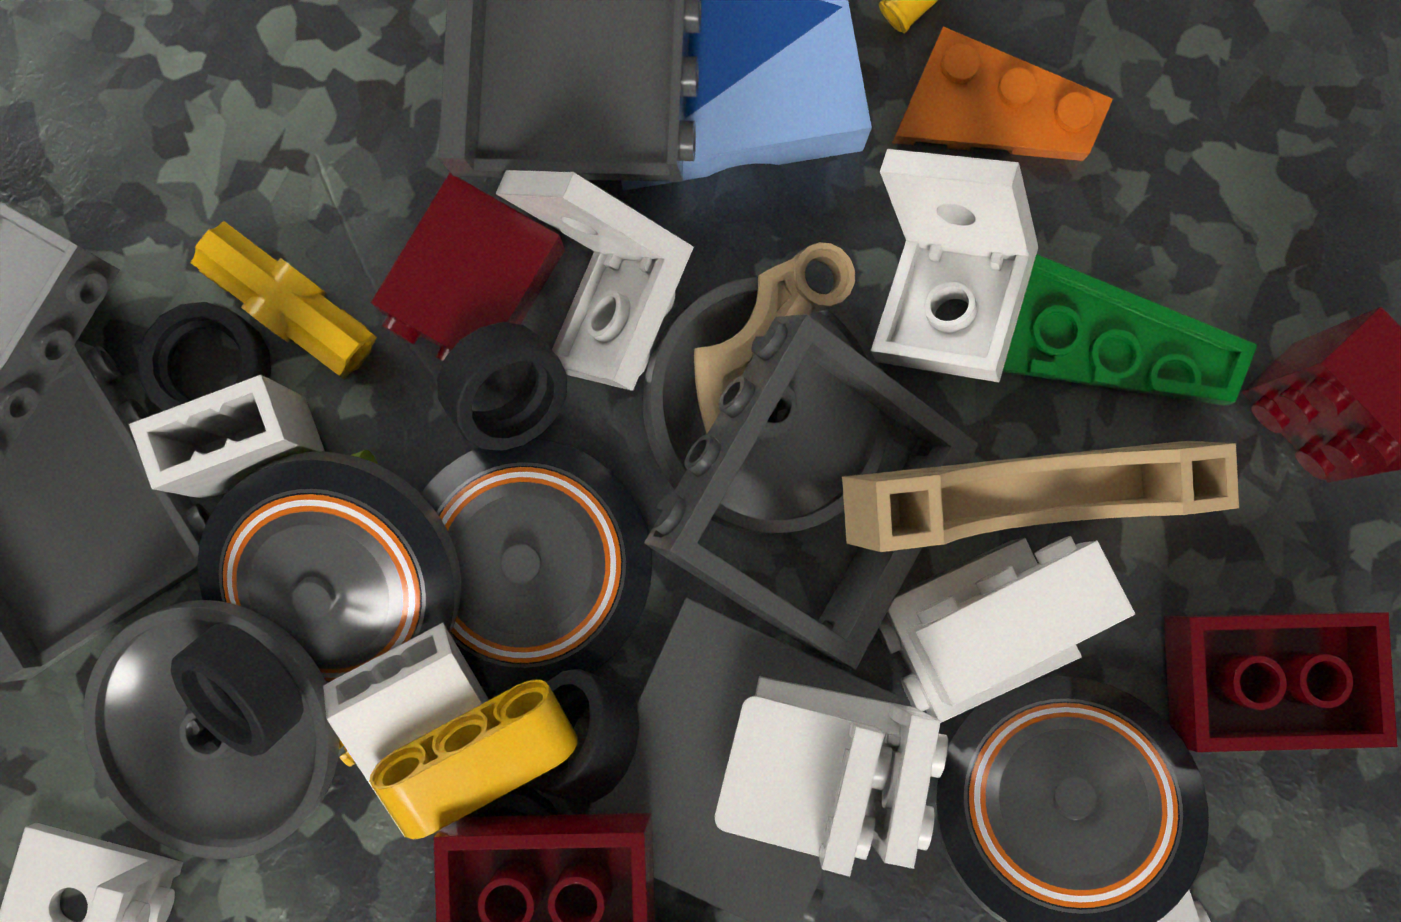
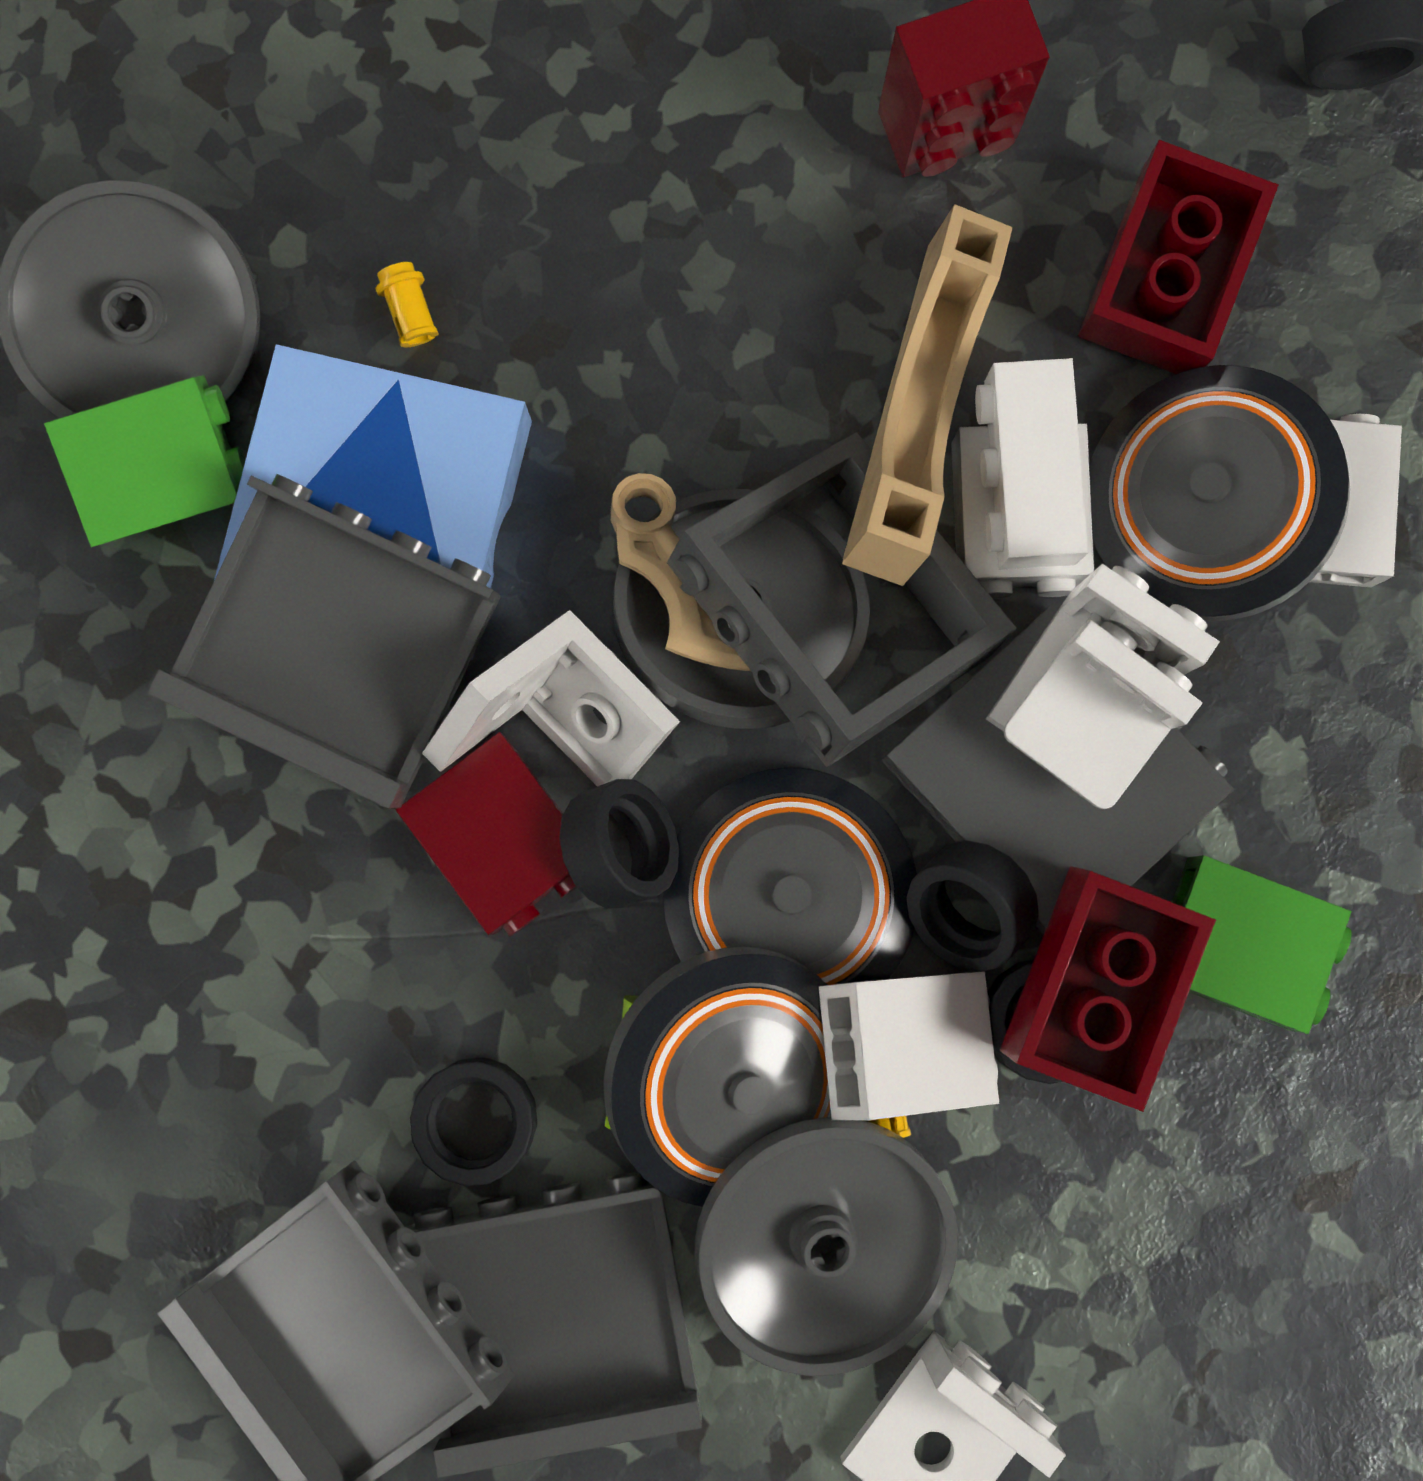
camera: 65 degrees left, 0 degrees up
(224, 437) = (565, 1116): white brick -> none
(237, 689) = (806, 1195): black tyre -> none
(283, 299) = (443, 1020): yellow piece -> none
(474, 759) = (958, 1003): yellow beam -> none
(964, 241) = (664, 362): white bracket -> none
(999, 102) = (540, 278): orange wing -> none
(1117, 340) = (797, 283): green wing -> none

